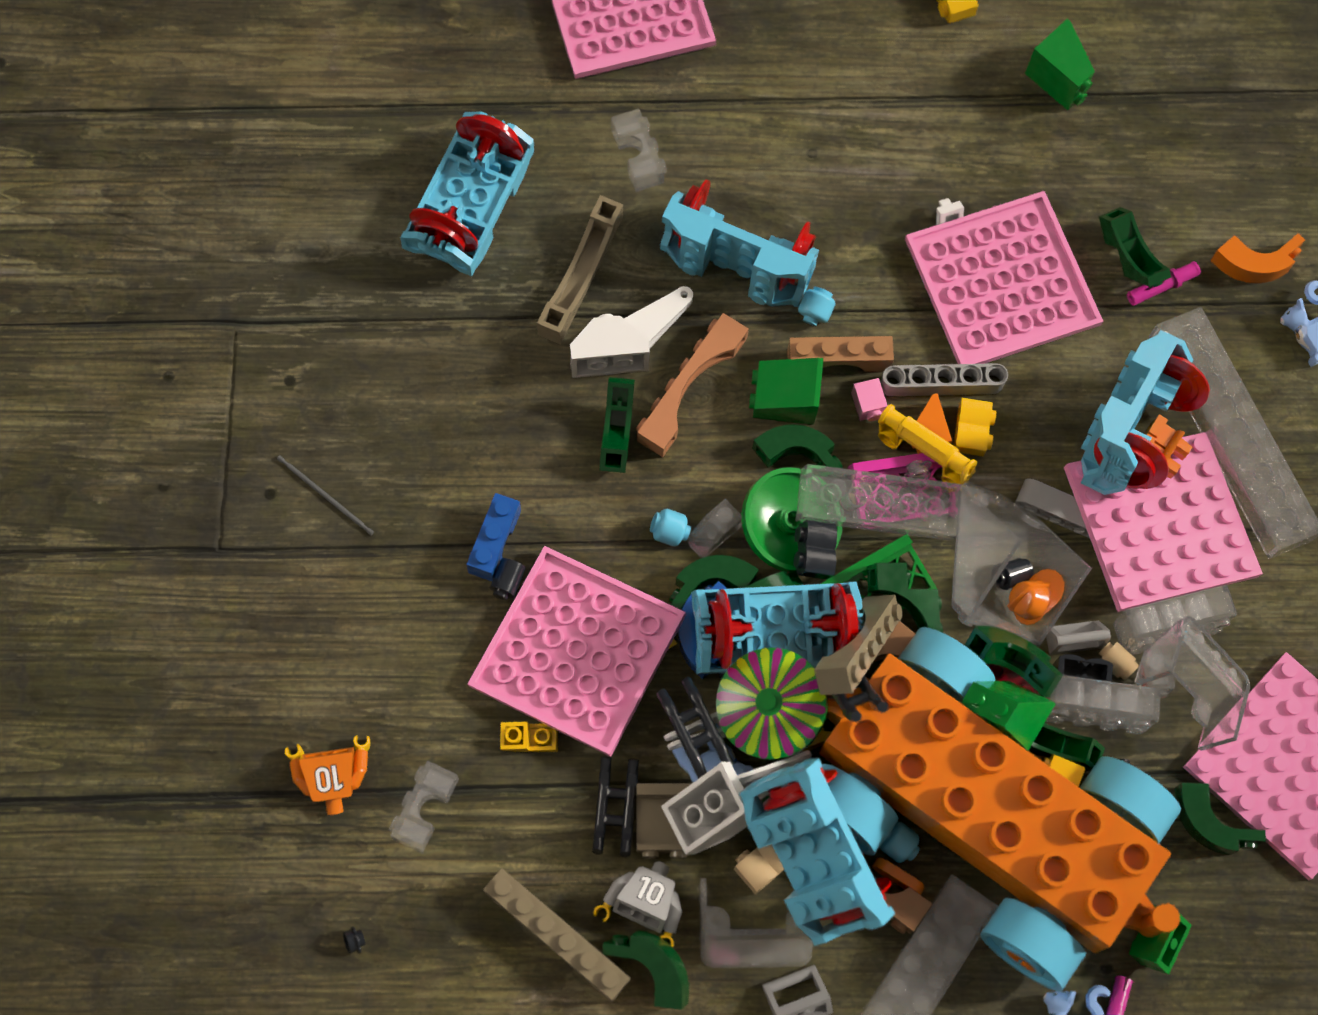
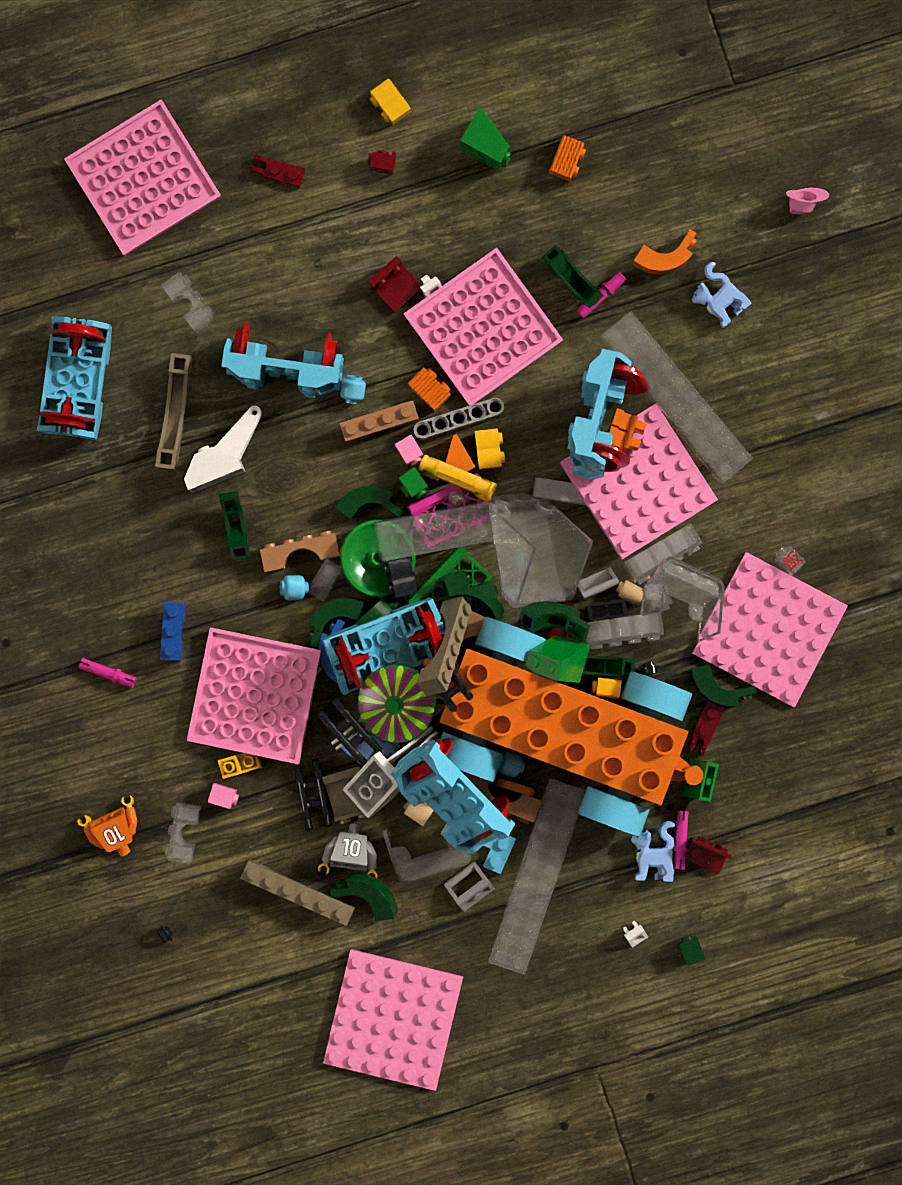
camera: 10 degrees left, 15 degrees up
(325, 495) = (45, 633): dark grey piece -> none
(399, 573) = (108, 673): none -> dark pink pin
(493, 772) = (223, 796): none -> bright pink brick
(507, 579) = (191, 658): black brick -> none
(660, 481) = (275, 557): none -> medium nougat arch
(720, 344) = (292, 437): nougat arch -> none
(787, 390) = (347, 461): green slope -> none
(794, 35) = (279, 171): none -> dark red hinge
(855, 957) = (498, 853): none -> medium azure plate
(864, 438) = (413, 484): none -> green brick
(903, 197) = (395, 284): none -> dark red bracket
(915, 333) = (429, 388): none -> orange brick
(926, 58) = (382, 162): none -> dark red brick
(1015, 572) = (544, 552): black brick -> none
(1036, 597) = (561, 565): orange piece -> none
(1157, 114) = (566, 158): none -> orange brick
(1183, 869) = (706, 726): none -> dark red hinge

